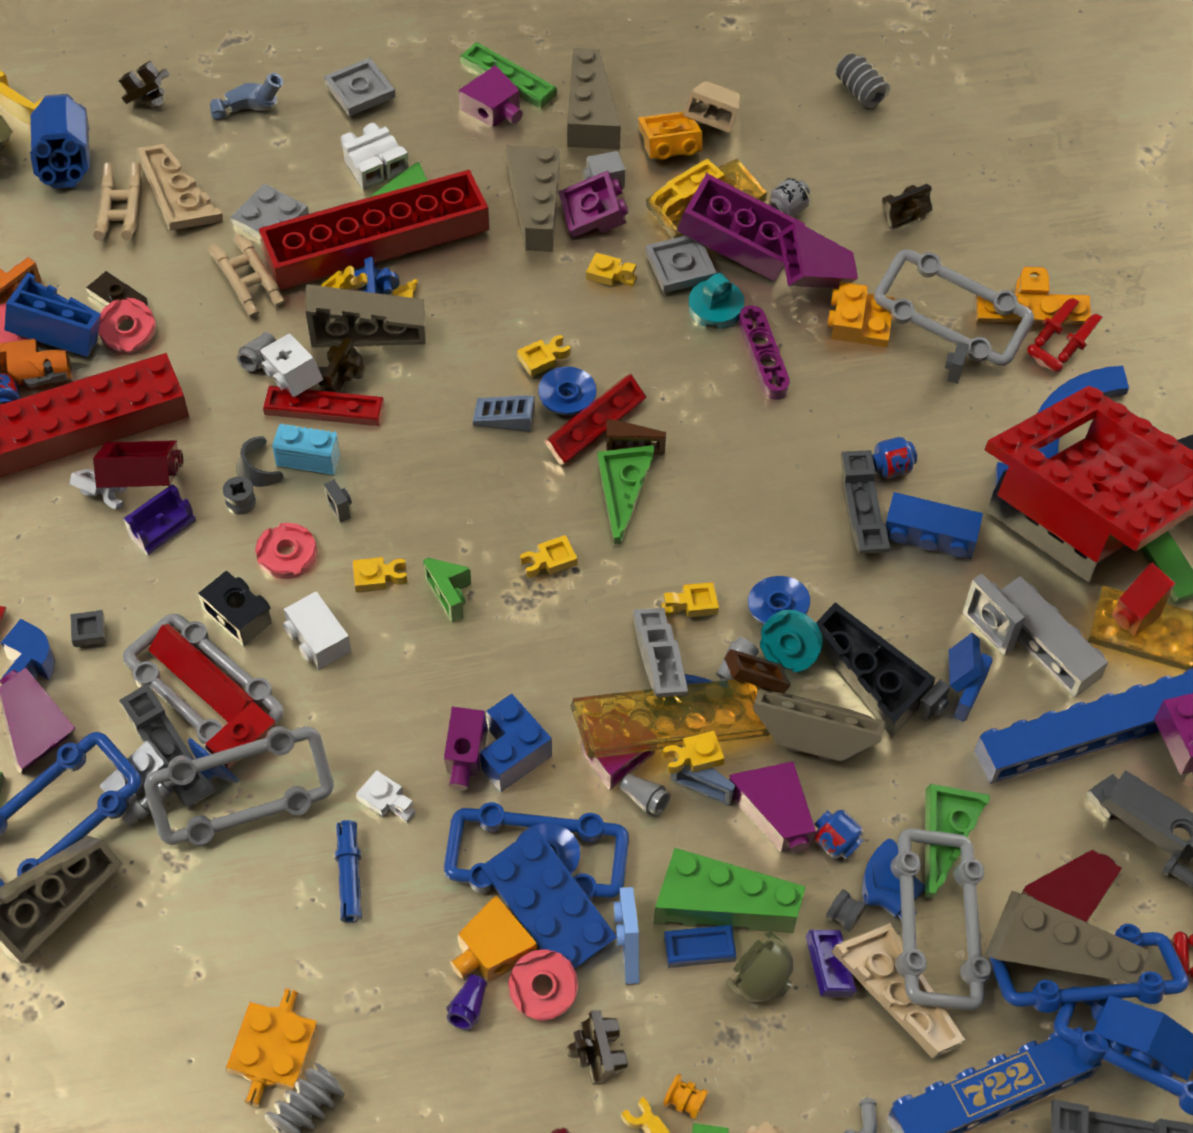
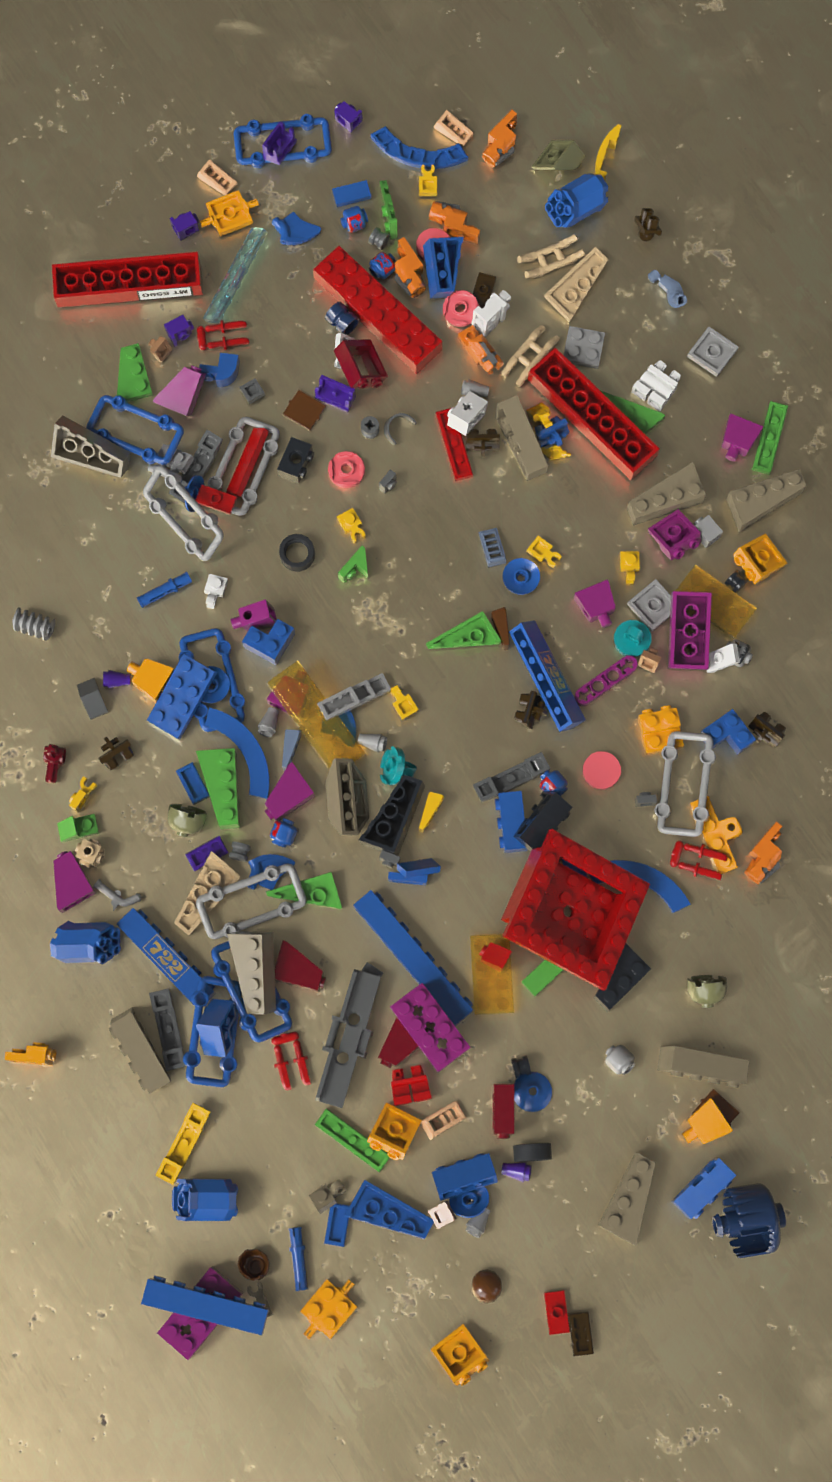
camera: 70 degrees right, 20 degrees up
(48, 468) = (341, 318): none -> dark blue wheel
(159, 574) = (304, 410): none -> reddish brown piece
(160, 288) = (494, 311): none -> white hips
(203, 322) = (480, 349): none -> orange plate
(271, 1047) = (58, 595): light orange plate -> none
(306, 449) = (414, 449): medium azure brick -> none
(316, 630) = (298, 509): white brick -> none
(385, 637) = (297, 538): none -> black tyre
(482, 1054) = (92, 698): none -> dark grey slope
(553, 555) = (400, 615): yellow plate -> none
(564, 984) = (146, 715): coral tile -> none
(593, 419) = (511, 601): red tile -> none
(628, 933) = (181, 743): light blue wing -> none
(649, 320) = (596, 603): none -> magenta torso
(678, 832) = (248, 746): none -> blue tile
(684, 187) = (720, 589): yellow hinge -> none
(685, 163) = (736, 581): none -> black wheel
(685, 1097) = (105, 805): light orange bush -> none
(697, 751) = (296, 739): yellow plate -> none
(713, 106) = (794, 576): tan torso -> none
(731, 407) = (547, 675): none -> blue brick
(757, 671) = (365, 754): reddish brown plate -> none
(758, 290) = (649, 660): none -> medium nougat tile
(777, 592) = (424, 743): blue dish -> none
(781, 454) = (533, 710): none -> dark brown hips
(795, 200) = (723, 658): none -> white plate
(814, 259) = (680, 686): magenta slope -> none
(878, 620) = (432, 805): none -> yellow slope
(892, 400) = (601, 770): none -> coral tile
(896, 233) = (731, 729): none -> blue brick
(951, 474) = (546, 816): none -> black wedge
(993, 614) = (462, 868): light grey plate -> none
(1054, 641) = (461, 910): light grey brick -> none
(1079, 263) = (766, 856): none -> orange plate

